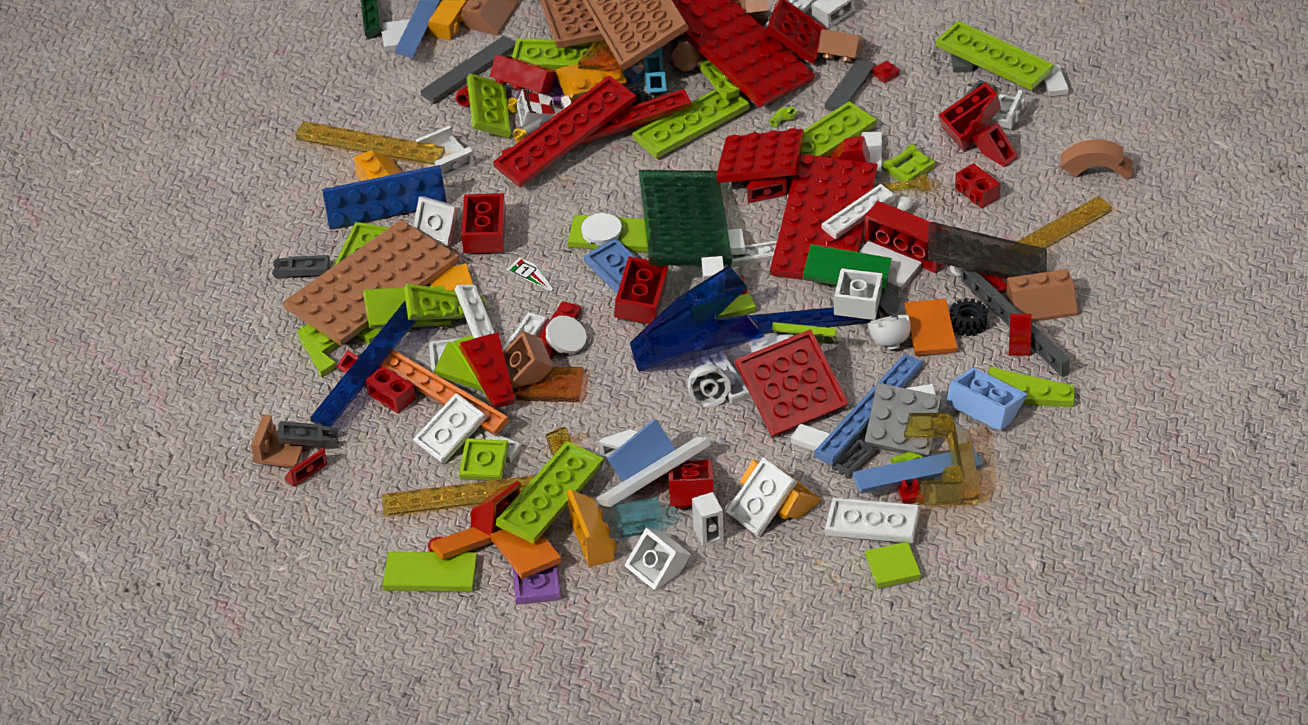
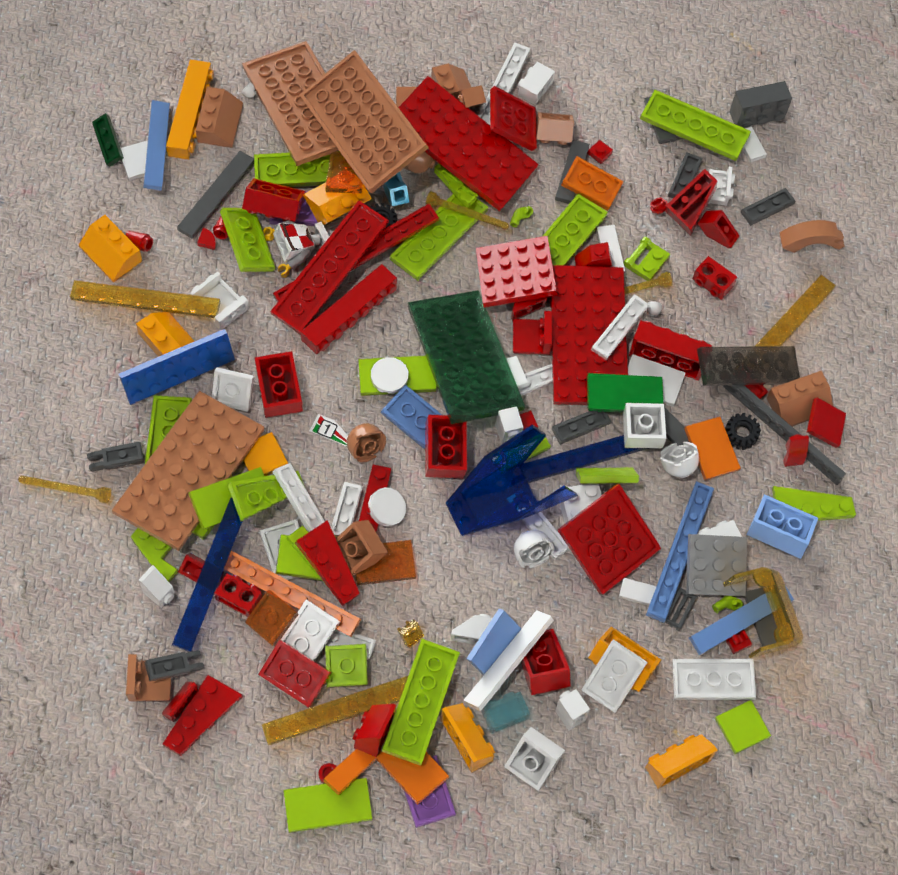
camera: 20 degrees left, 20 degrees up
(277, 294) = (102, 494): none -> clear yellow piece
(308, 368) = (156, 587): none -> white slope
(330, 476) = (202, 712): none -> red wing
(347, 100) = (110, 248): none -> light orange slope
(379, 97) = (140, 240): none -> red cone
(418, 409) = (271, 618): none -> clear orange tile
(428, 456) = (294, 673): none -> red plate
(448, 104) = (207, 239): none -> red tile
(559, 279) = (365, 442): none -> nougat cylinder
(576, 172) = (349, 309): none -> red brick
(694, 91) = (434, 200): none -> clear yellow piece
(765, 215) = (533, 335): none -> red bracket
(794, 295) = (580, 425): none -> dark grey tile
(813, 581) = (680, 759): none -> light orange slope
(868, 95) = (592, 183): none -> orange tile
(933, 121) = (658, 205): none -> red plate
(1057, 134) = (768, 206): none -> dark grey tile
(1063, 318) = (826, 422): none -> red tile
(1071, 42) = (760, 104): none -> dark grey brick

